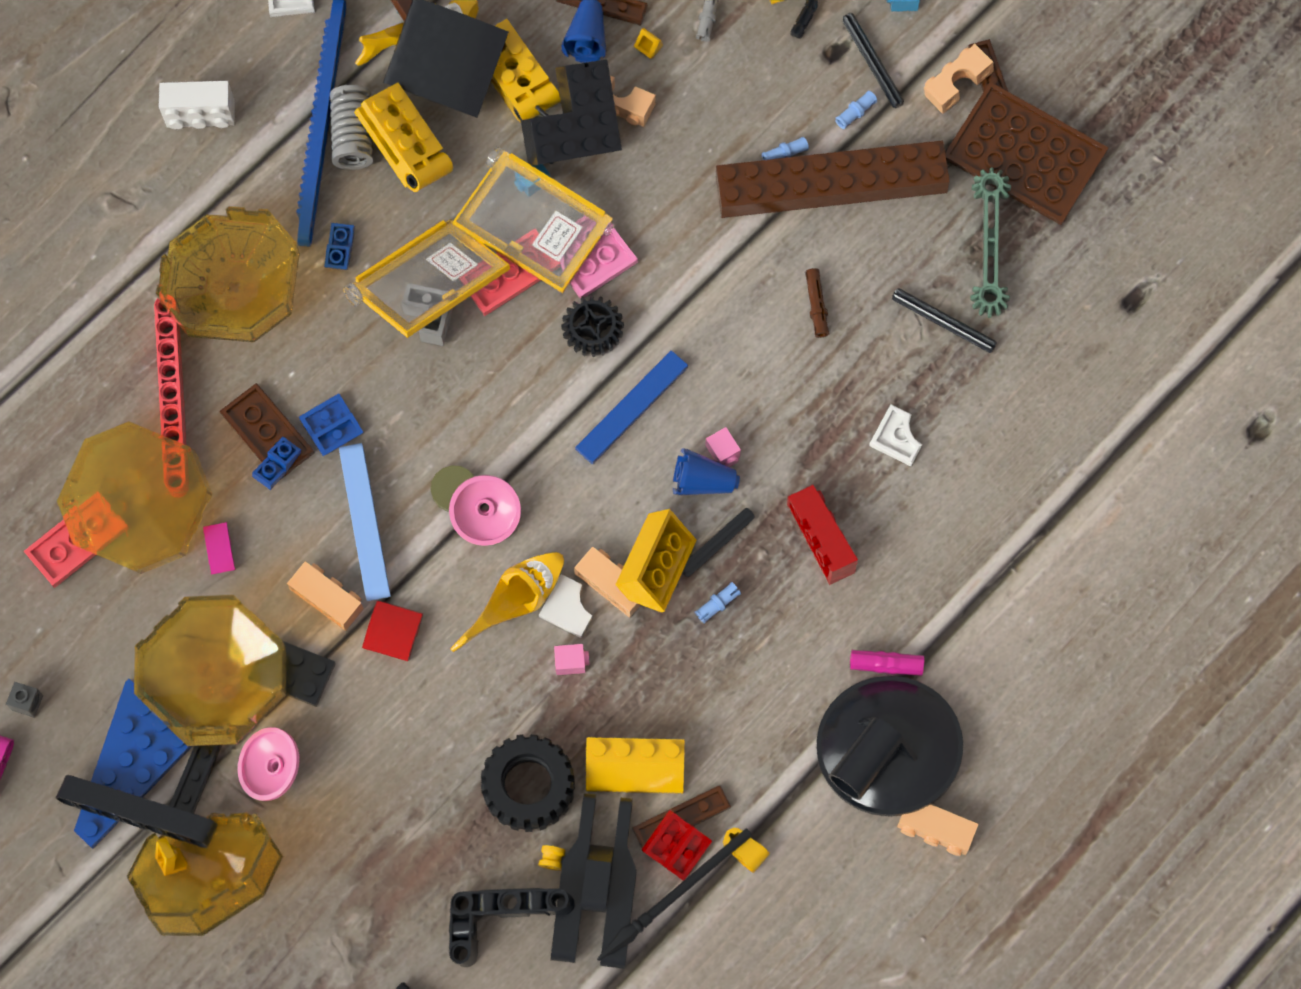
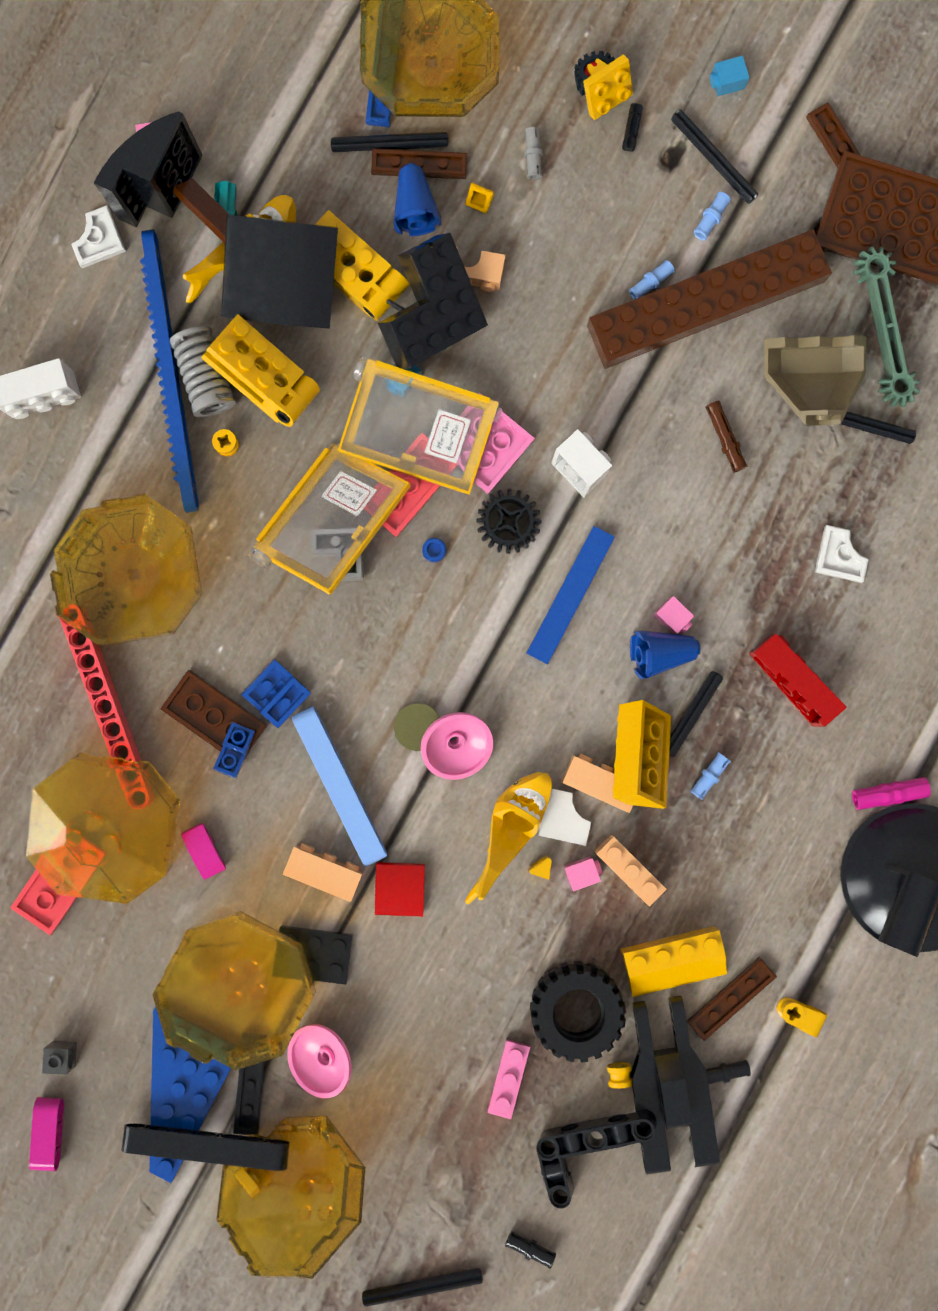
camera: 15 degrees left, 15 degrees up
(340, 246) = (228, 502): blue slope -> none
(353, 200) = (229, 446): none -> yellow wheel
(444, 836) = (508, 1079): none -> bright pink plate
(516, 335) = (434, 550): none -> blue tile
(532, 644) = (541, 867): none -> yellow slope
(616, 667) = (630, 870): none -> light nougat brick
(628, 933) = (730, 1116): black piece -> none
(655, 883) = (727, 1072): none -> black pin
(672, 286) = (581, 462): none -> white brick
(676, 845) = (736, 1030): red slope -> none
(913, 265) = (816, 374): none -> dark tan panel
(971, 64) = (821, 137): light nougat arch -> none

